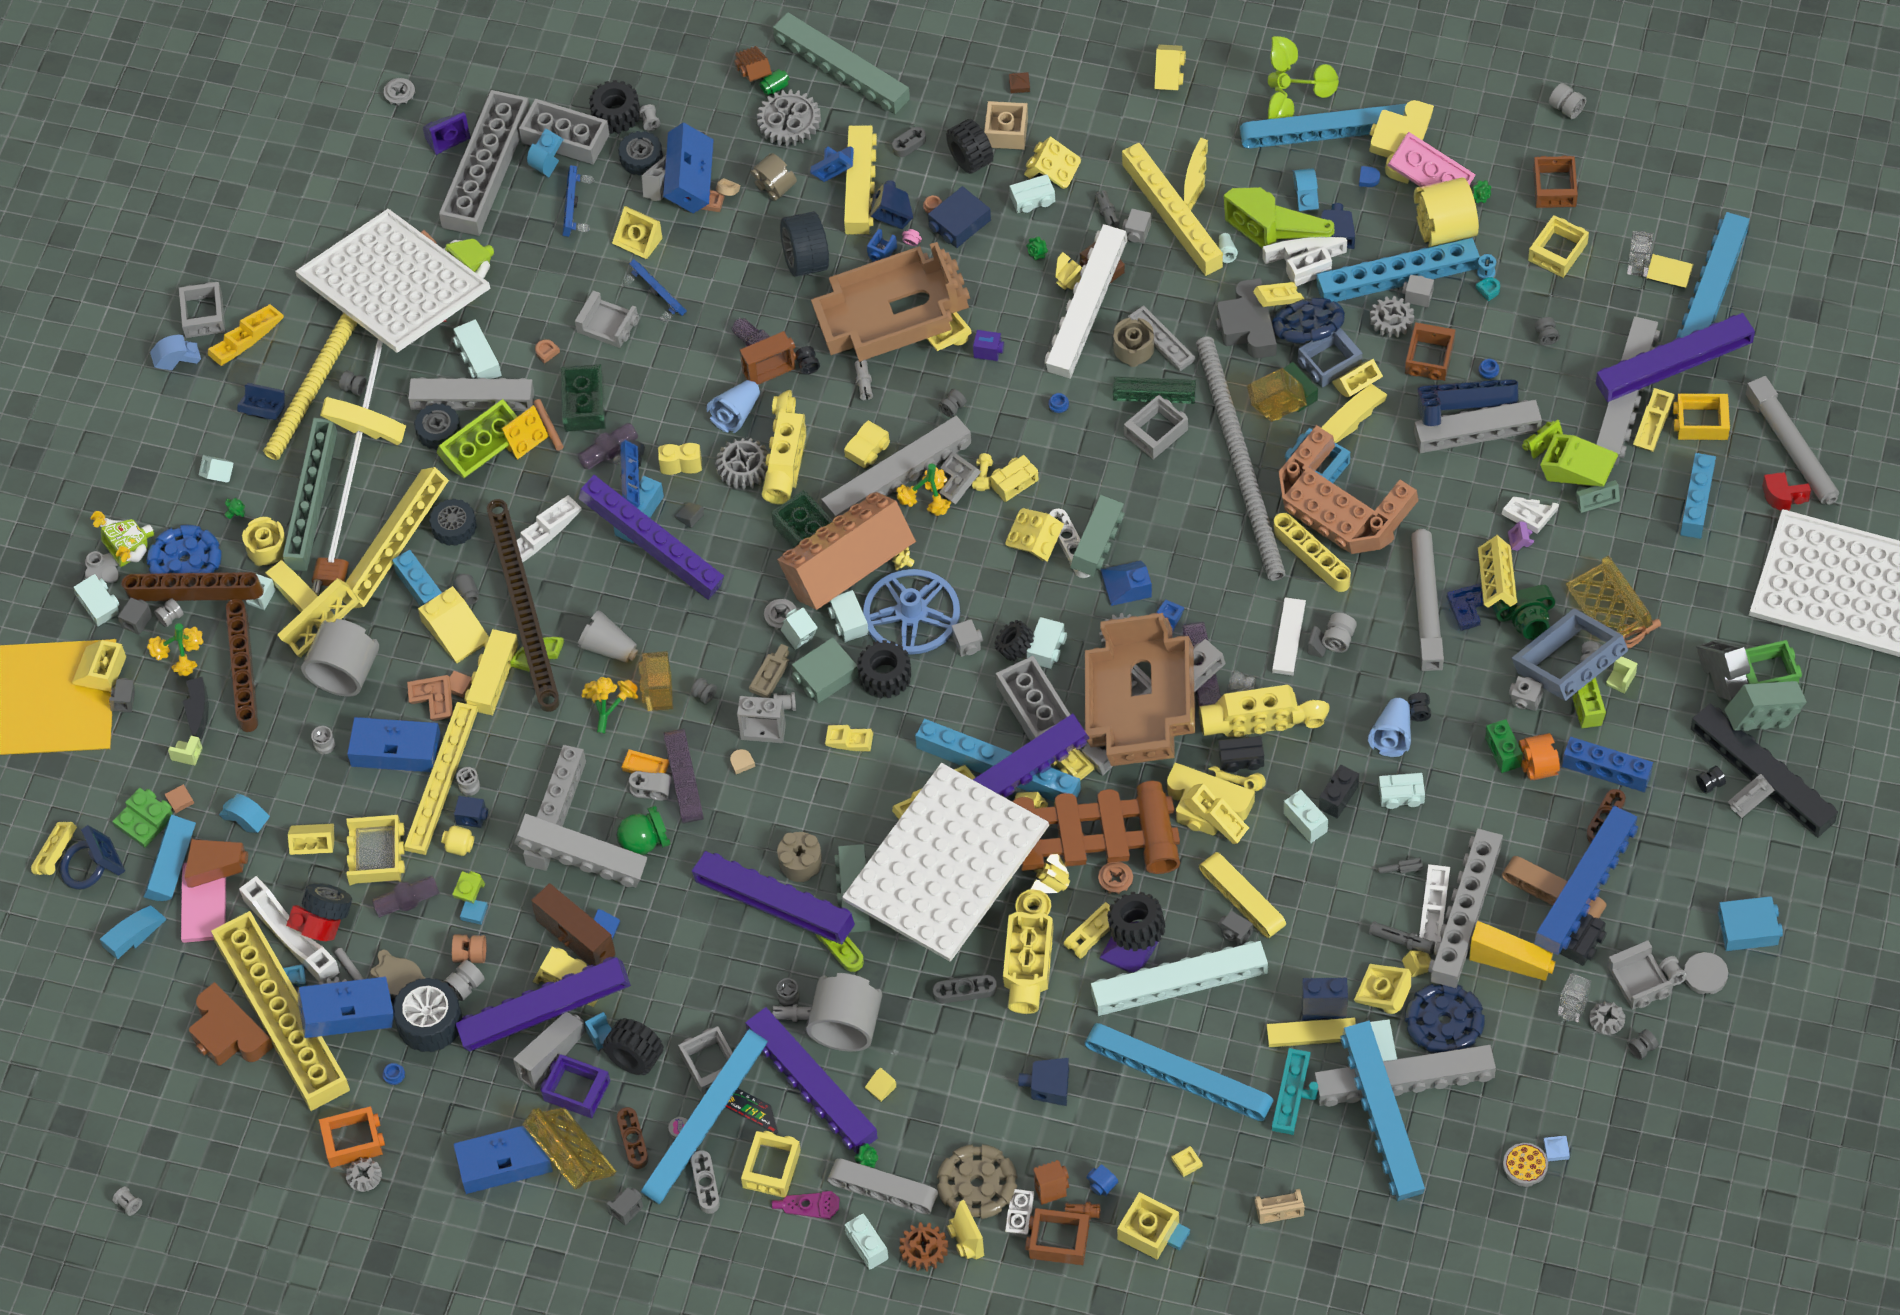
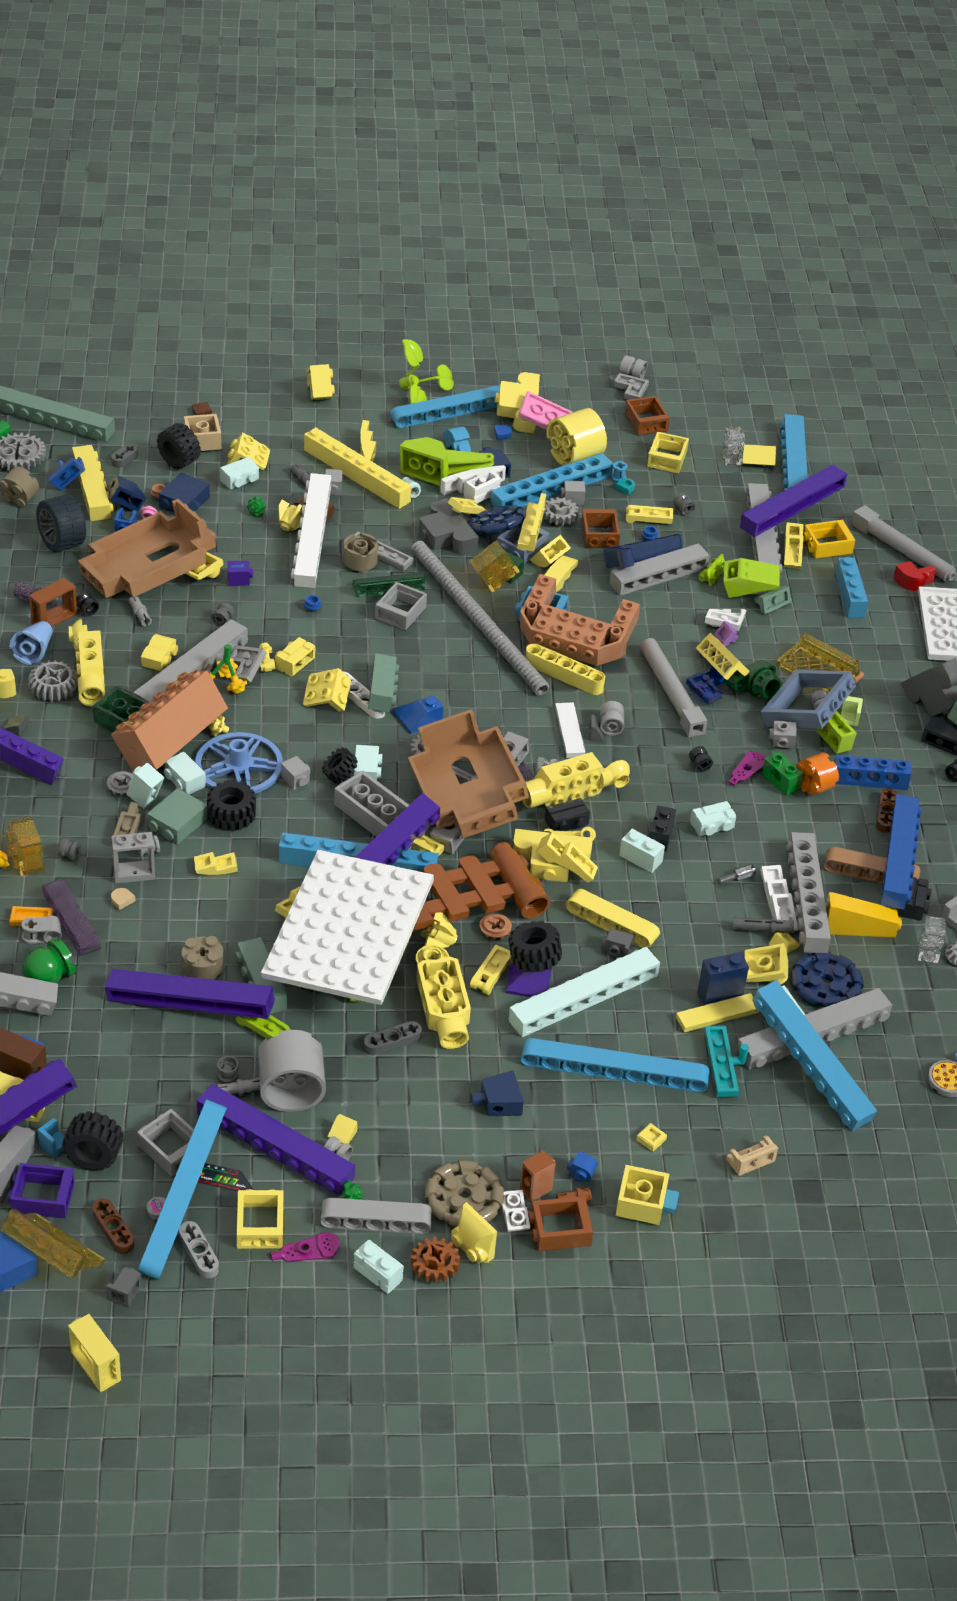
camera: 25 degrees left, 15 degrees down
(577, 1268) = (94, 1352): none -> light yellow window
(867, 1105) = (335, 1145): none -> light grey wheel
(1343, 340) = (532, 525): none -> light yellow fence
(1392, 729) = (687, 778): light blue cone -> none
(1473, 720) = (752, 761): none -> magenta piece
(1499, 339) = (649, 514): none -> light yellow plate
(1560, 129) = (634, 386): none -> light grey plate

